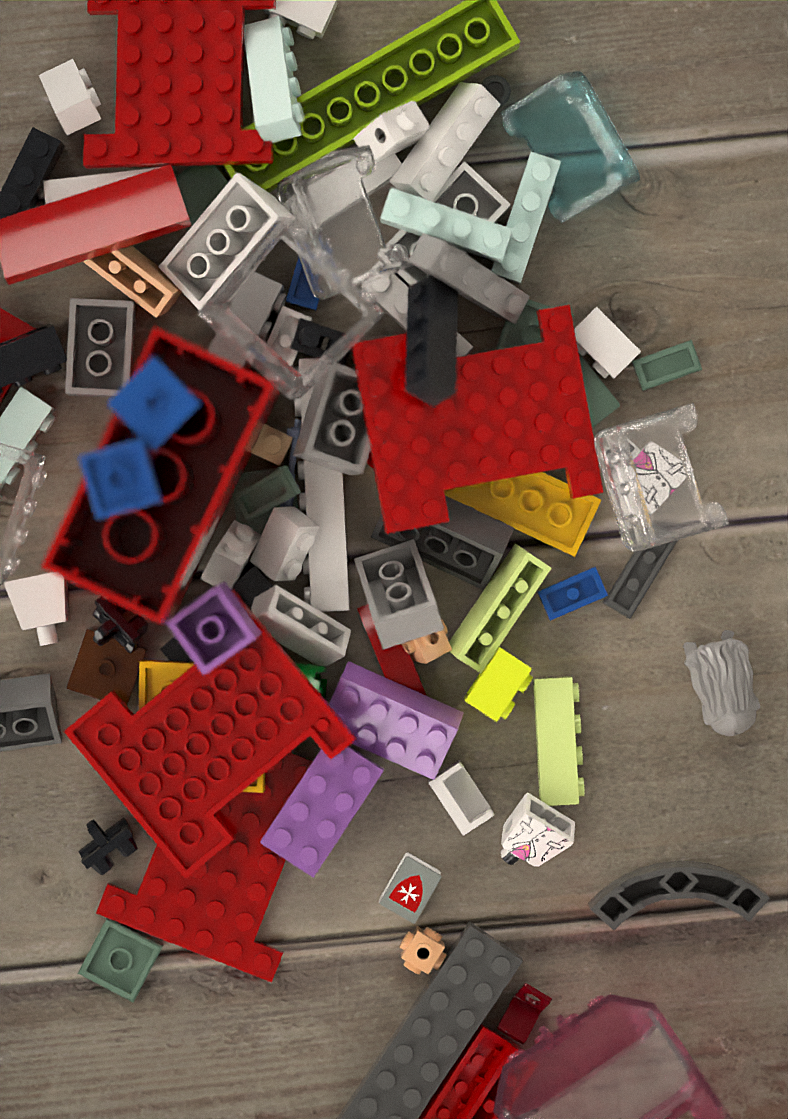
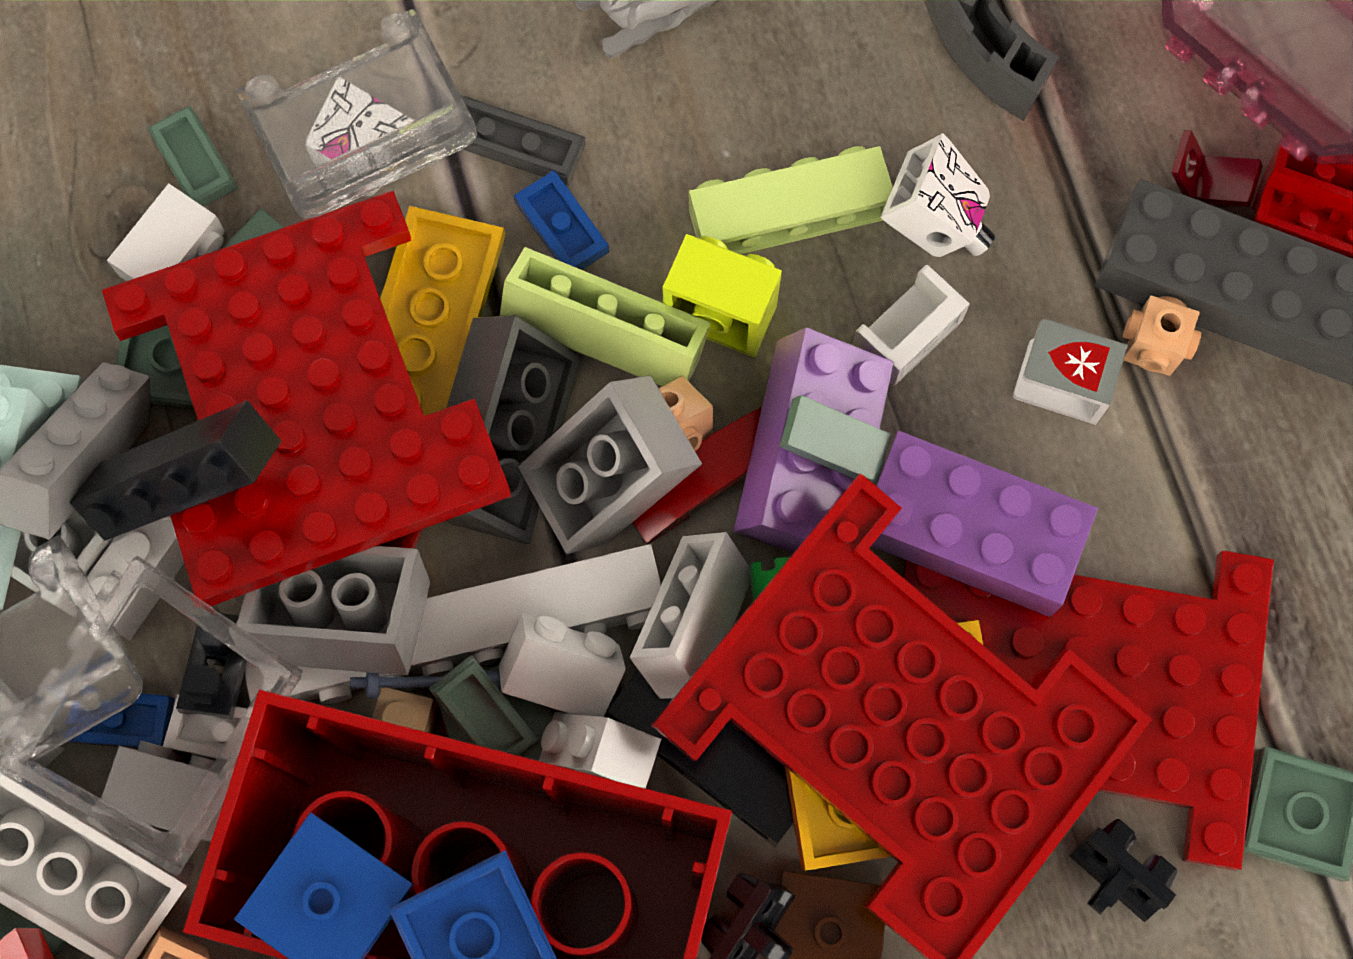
camera: 100 degrees left, 15 degrees down
(213, 628) = (723, 735): medium lavender brick -> none
(383, 731) = (834, 439): none -> tile

